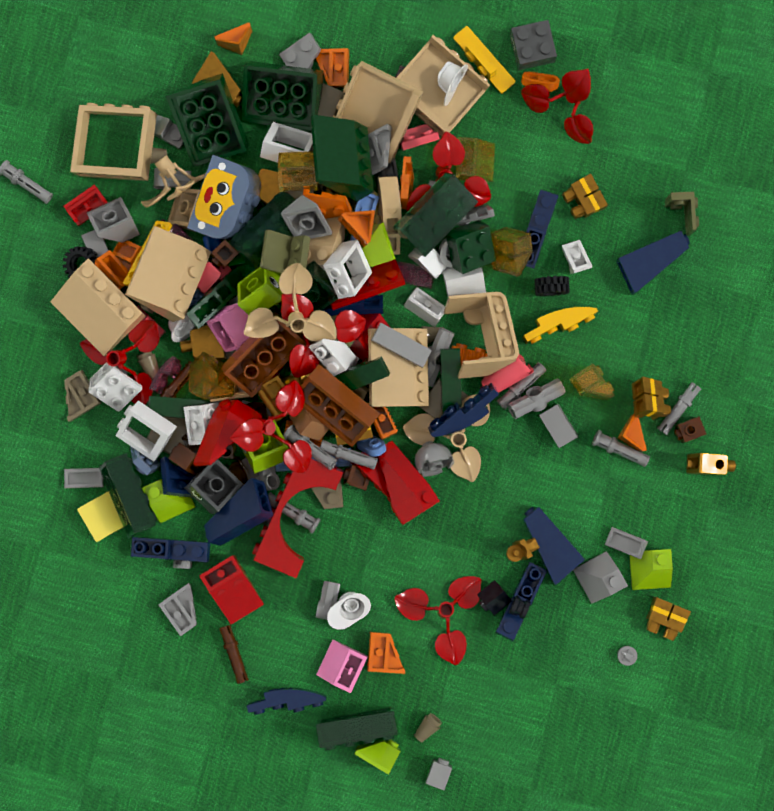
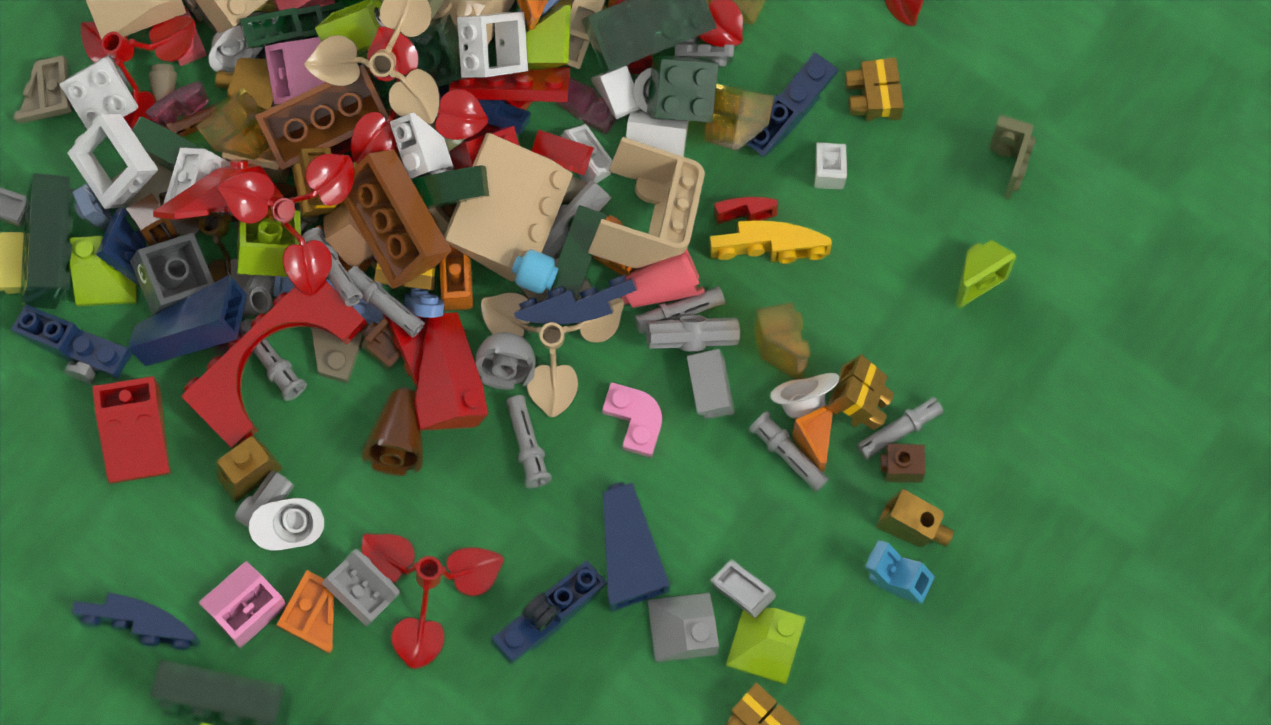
camera: 20 degrees right, 15 degrees down
(180, 609) = (46, 432): light grey wing -> none
(231, 647) = (92, 525): reddish brown pin -> none
(310, 584) = (245, 467): none -> pearl gold torso
(388, 531) = (395, 438): none -> reddish brown cone
(401, 345) = (523, 172): light grey tile -> none
(407, 630) = (361, 587): none -> light grey bracket
(410, 315) = (565, 152): none -> red panel
(432, 404) = (535, 271): none -> medium azure head
(471, 511) = (530, 454): none -> light grey pin
(493, 598) = (509, 590): black brick -> none
(522, 549) = (584, 534): pearl gold hips -> none
(525, 458) = (642, 413): none -> bright pink plate
(540, 305) = (751, 207): none -> red slope
(552, 286) = (780, 185): black tyre -> none
(617, 411) = (804, 395): none -> white piece
(647, 262) = (940, 207): dark blue slope -> none
(691, 291) = (983, 270): none -> lime slope
(713, 499) = (898, 574): none -> dark azure brick

